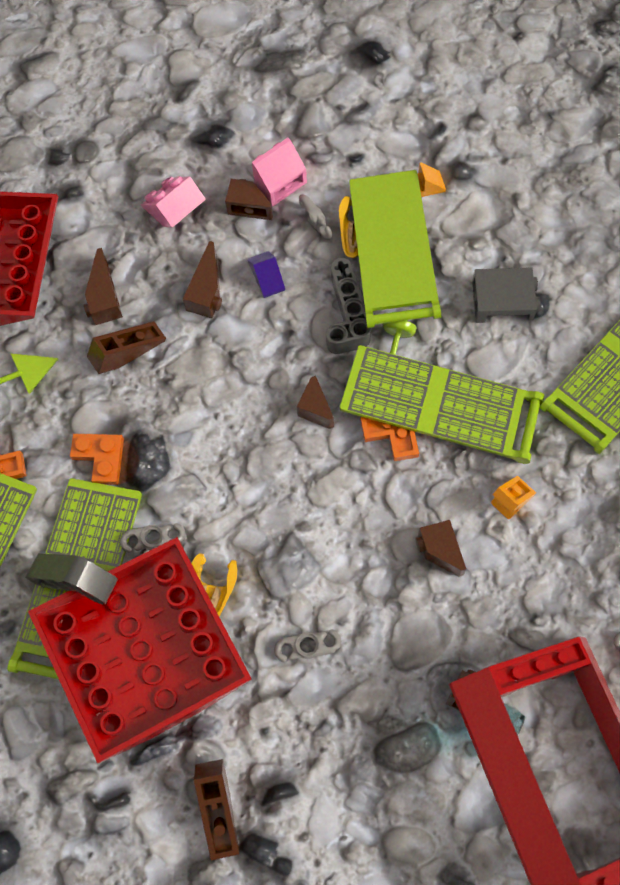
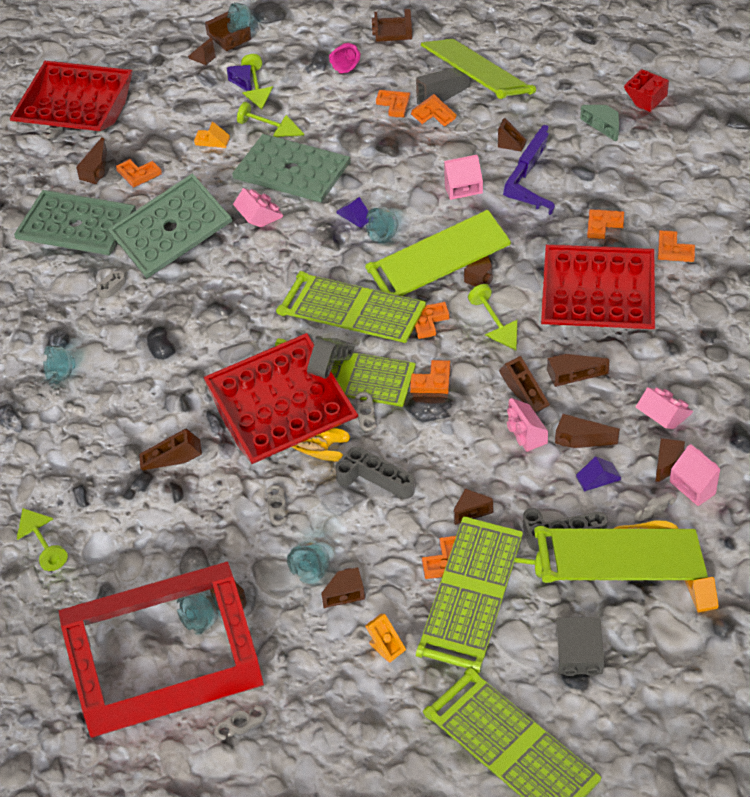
camera: 90 degrees right, 20 degrees down
(195, 342) = (526, 425): none -> bright pink slope
(264, 514) = (376, 470): none -> dark grey beam
(406, 589) = (309, 561): none -> clear light blue cylinder

